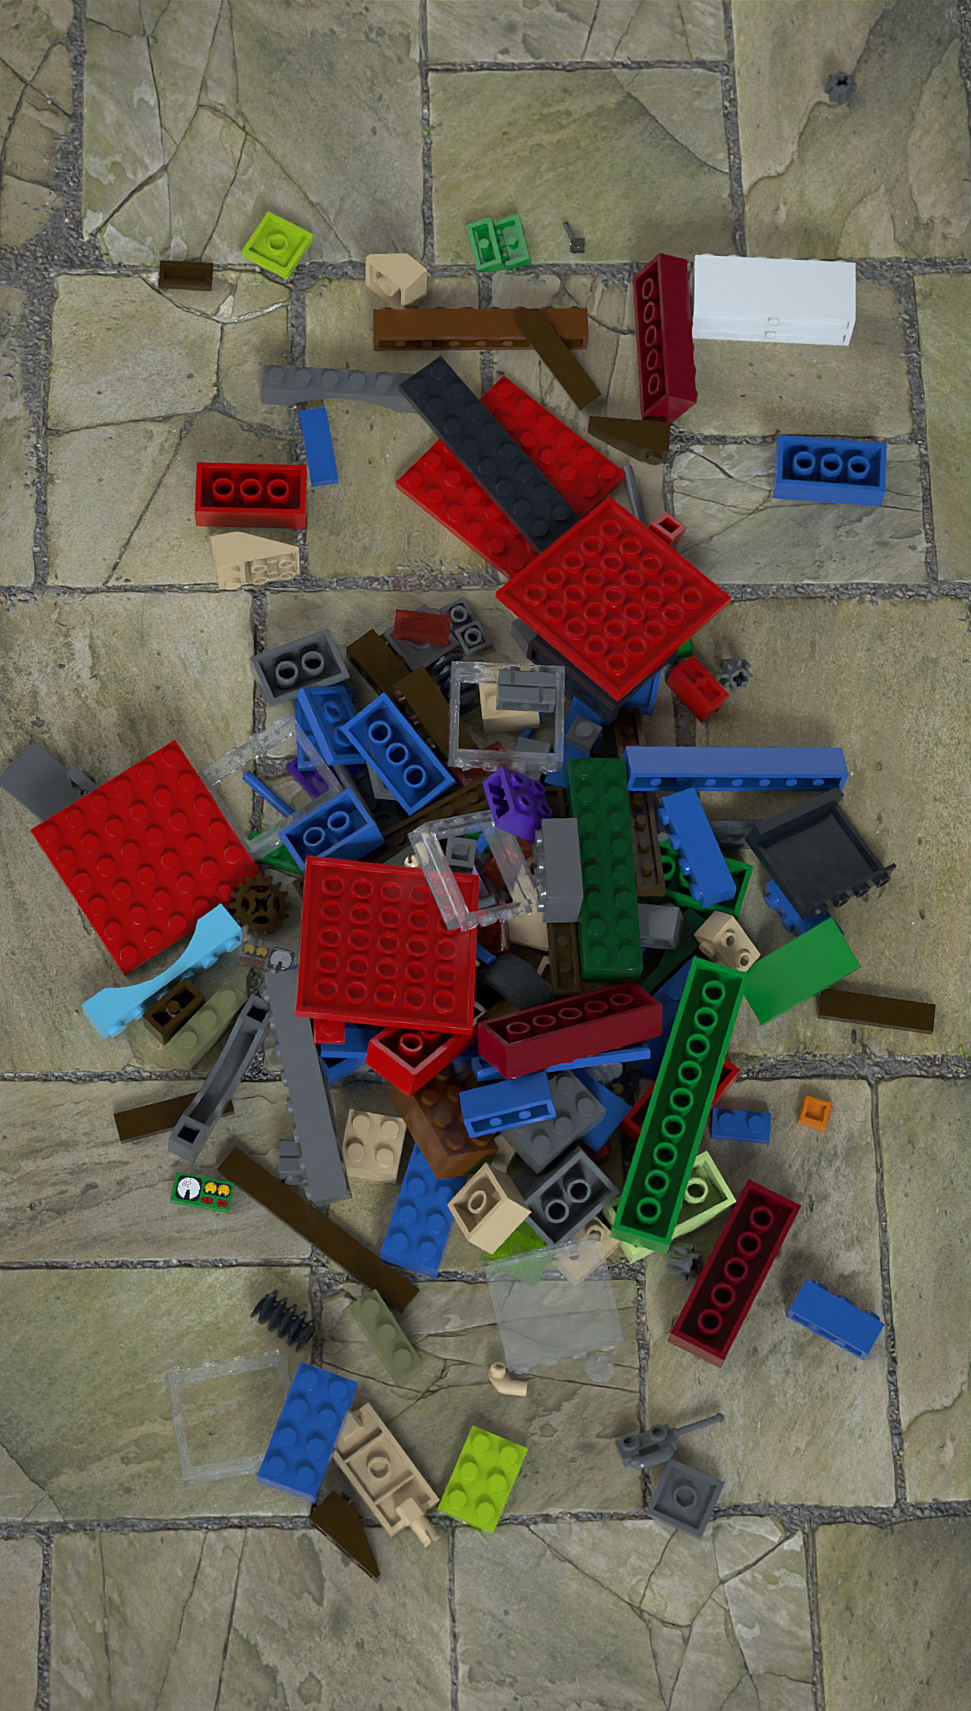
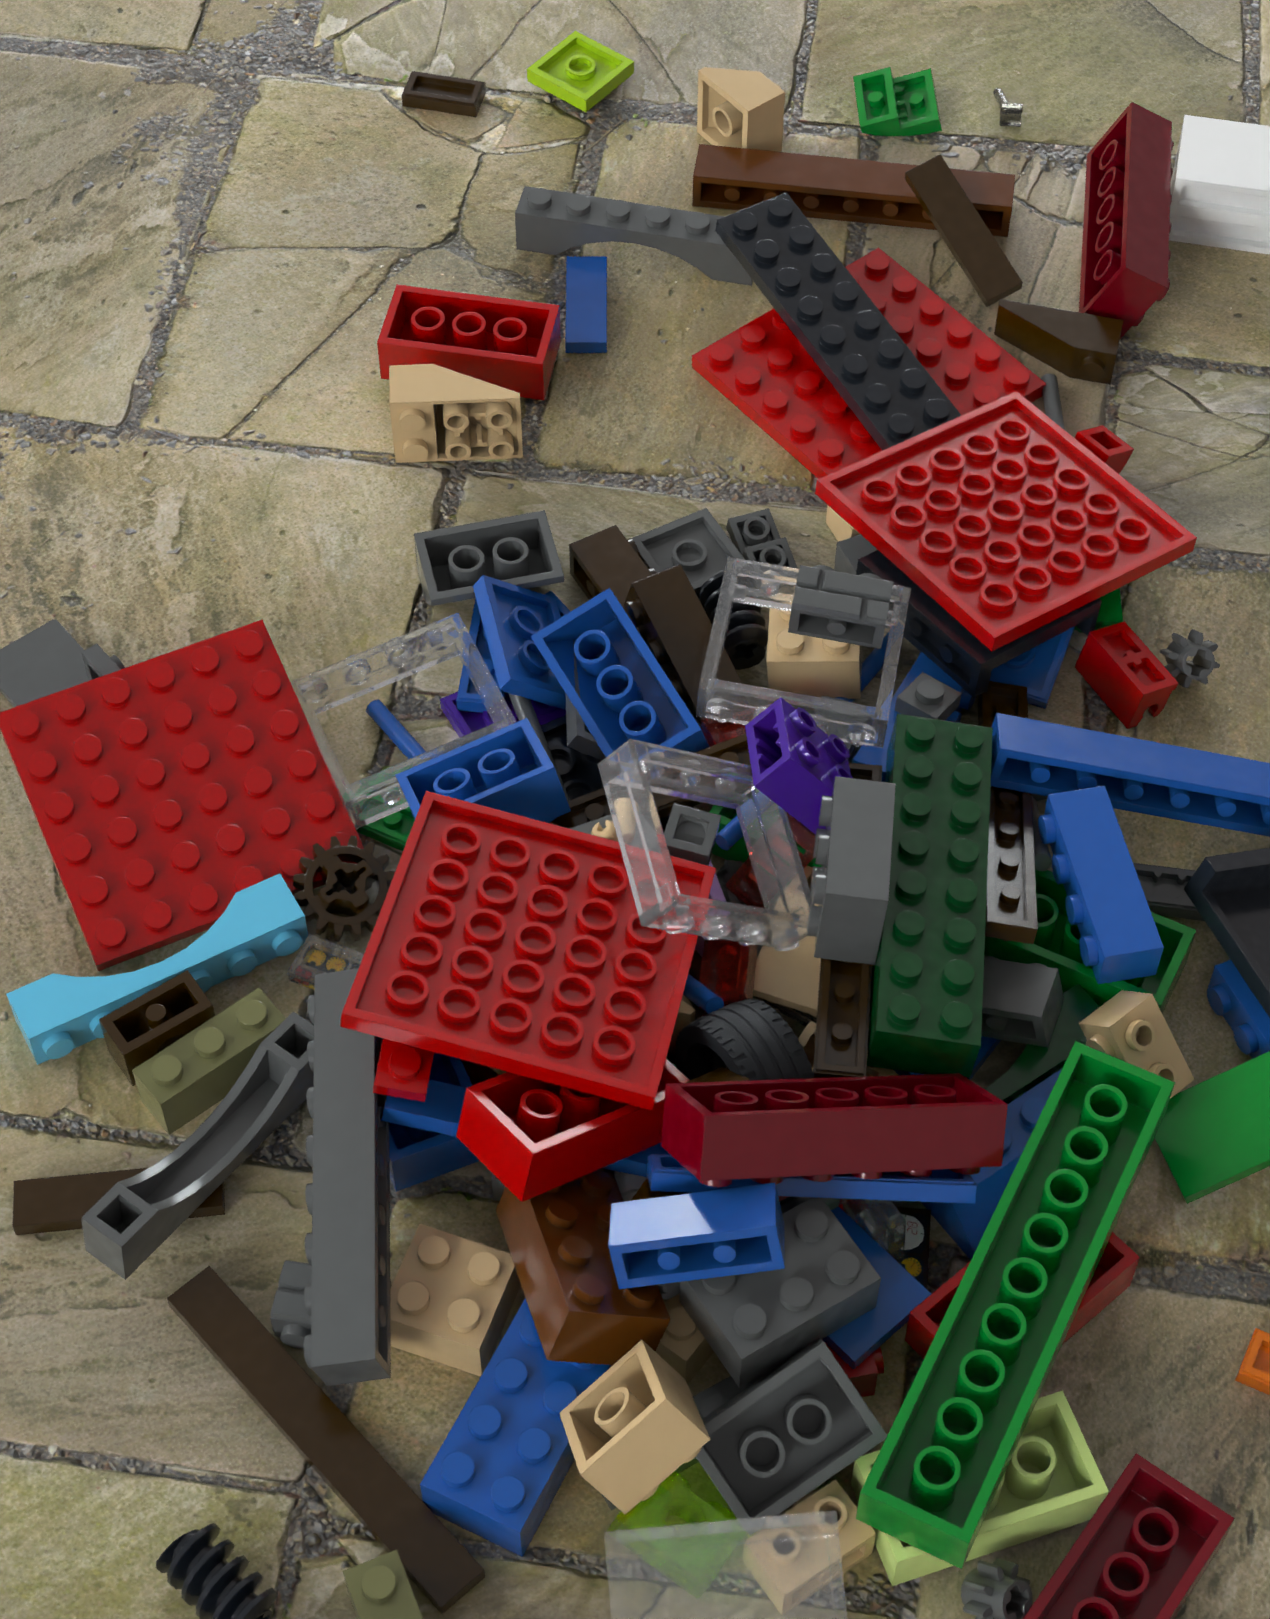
camera: 15 degrees right, 15 degrees down
(202, 1192) = (132, 1336): tile -> none
(422, 627) = (693, 532): clear red plate -> none
(740, 1125) = (1130, 1366): blue plate -> none

